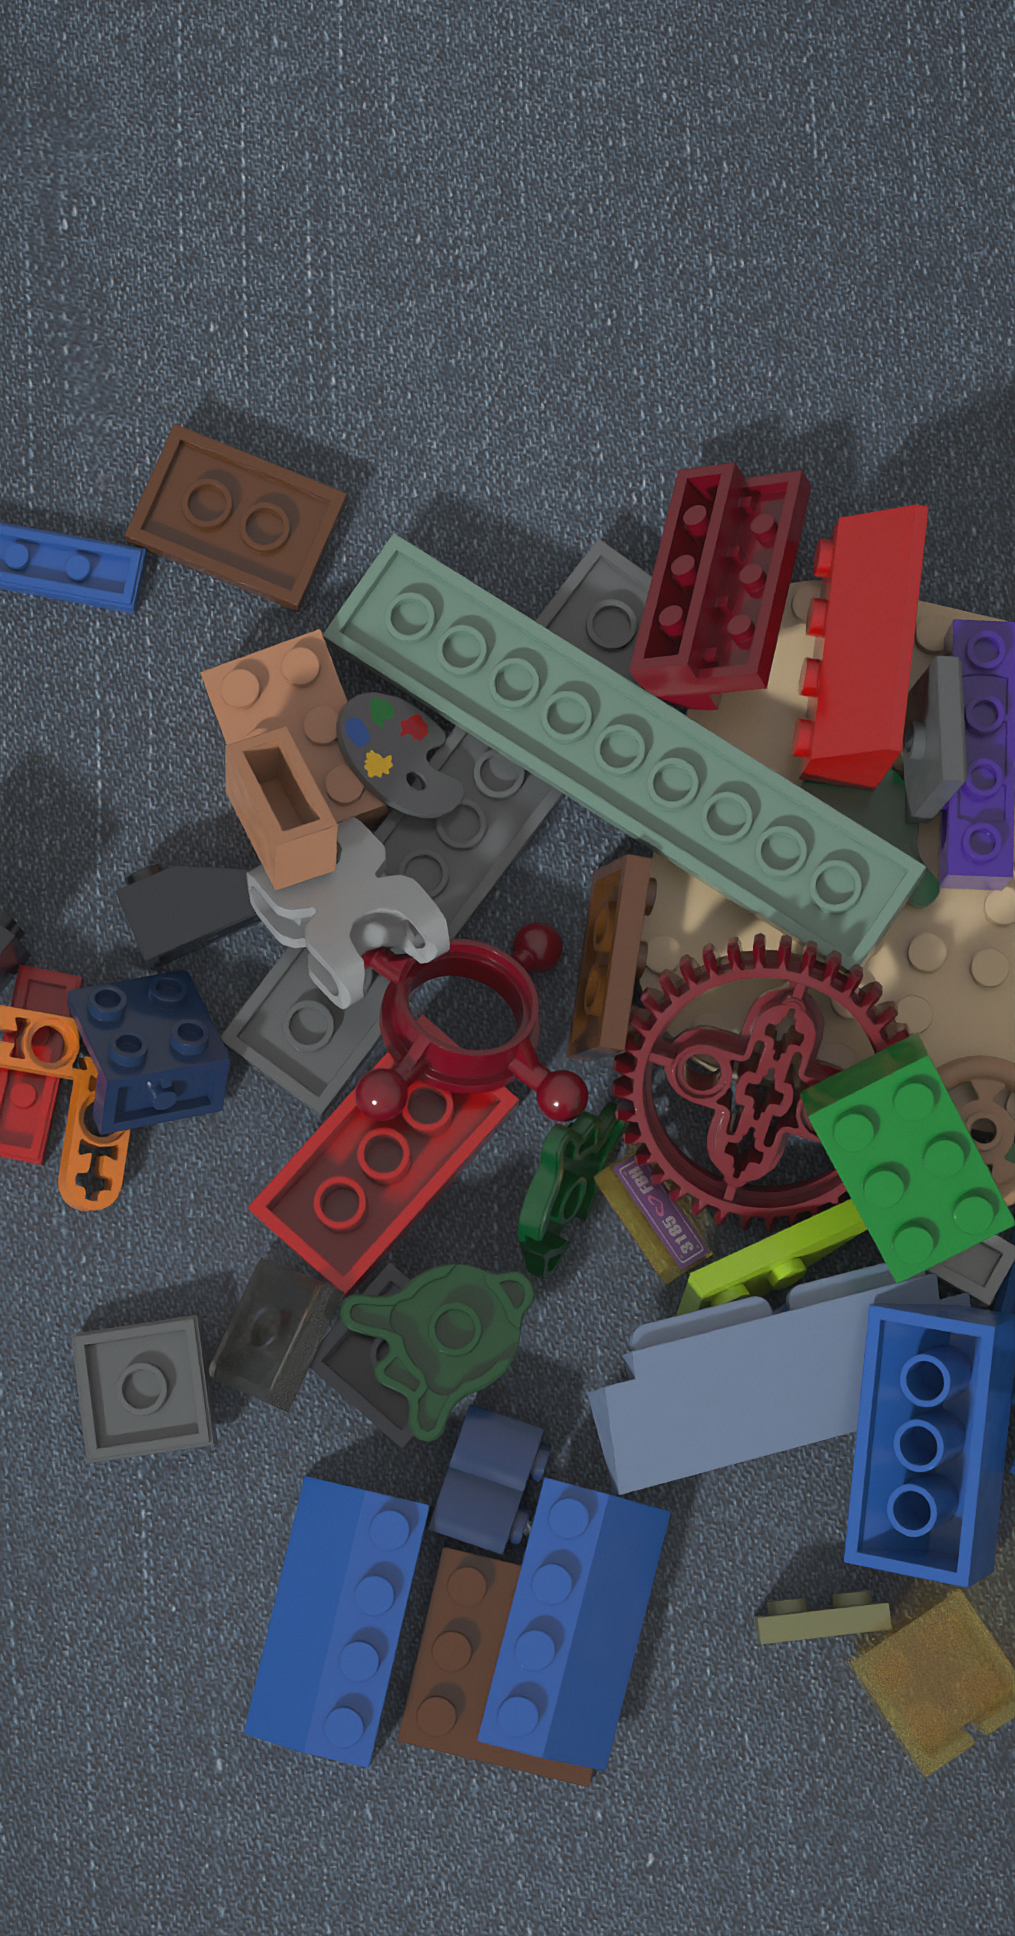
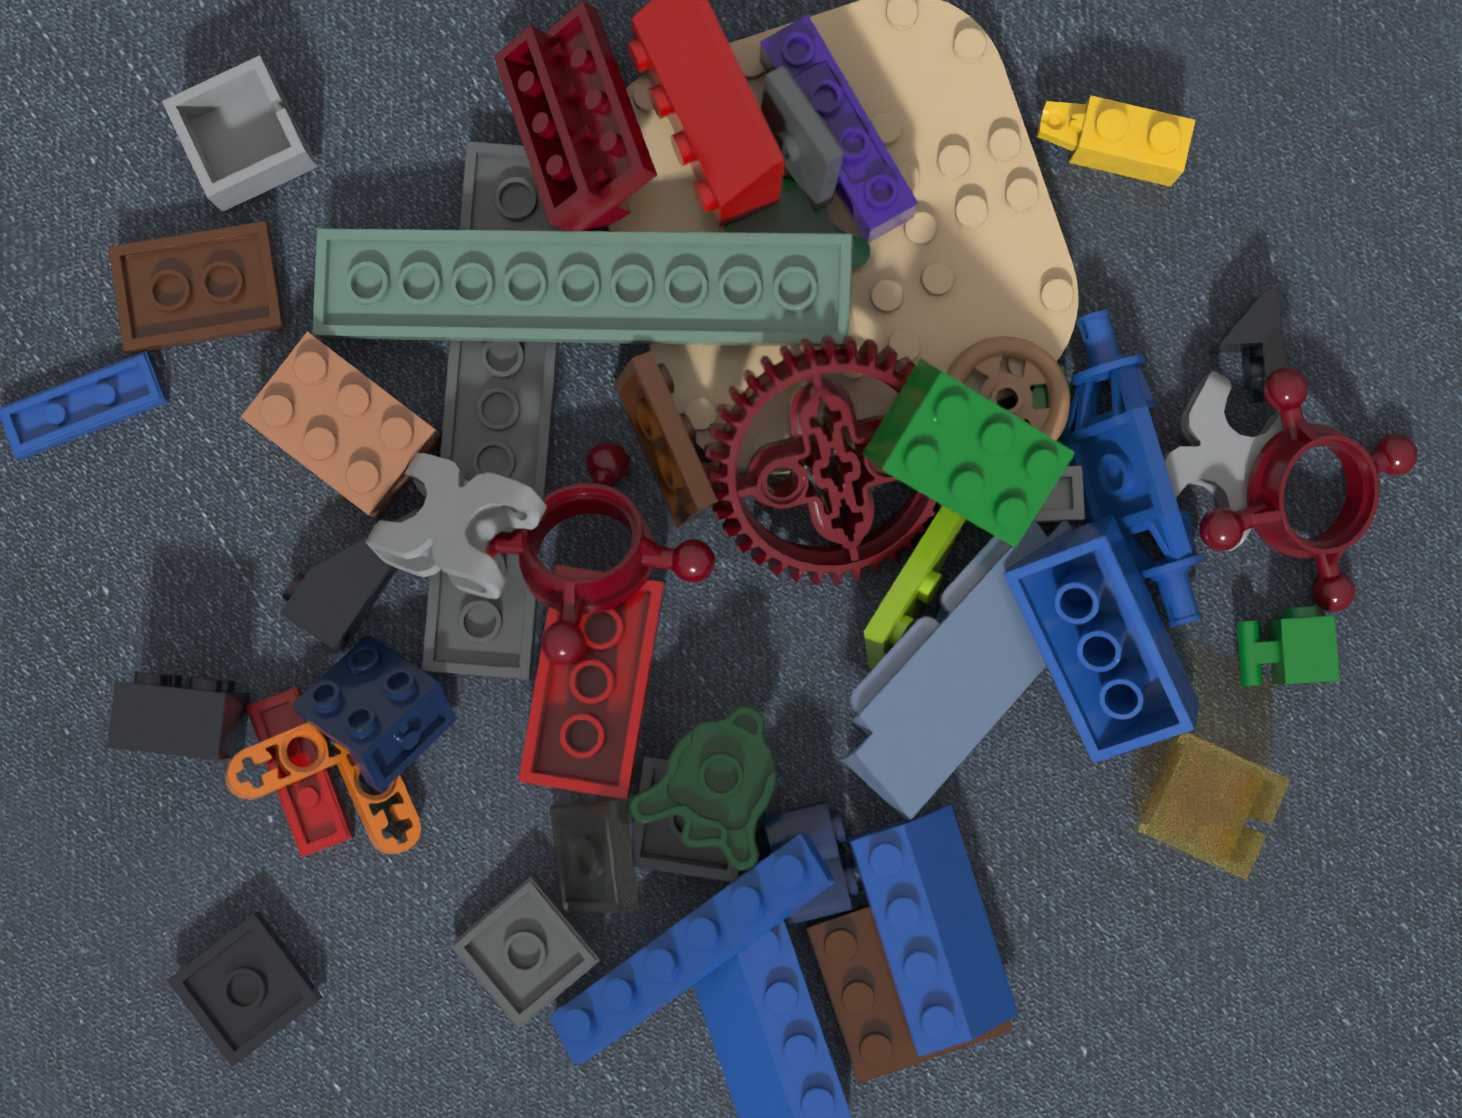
camera: 30 degrees left, 5 degrees up
(281, 807) = (359, 481): nougat piece -> none
(314, 1489) = (692, 948): none -> blue plate
(376, 393) = (239, 134): none -> light grey piece
(390, 739) = (408, 381): dark grey piece -> none
(565, 1186) = (734, 622): dark green tile -> none
(652, 1218) = (809, 605): tile -> none
(850, 1614) = (1119, 797): olive plate -> none

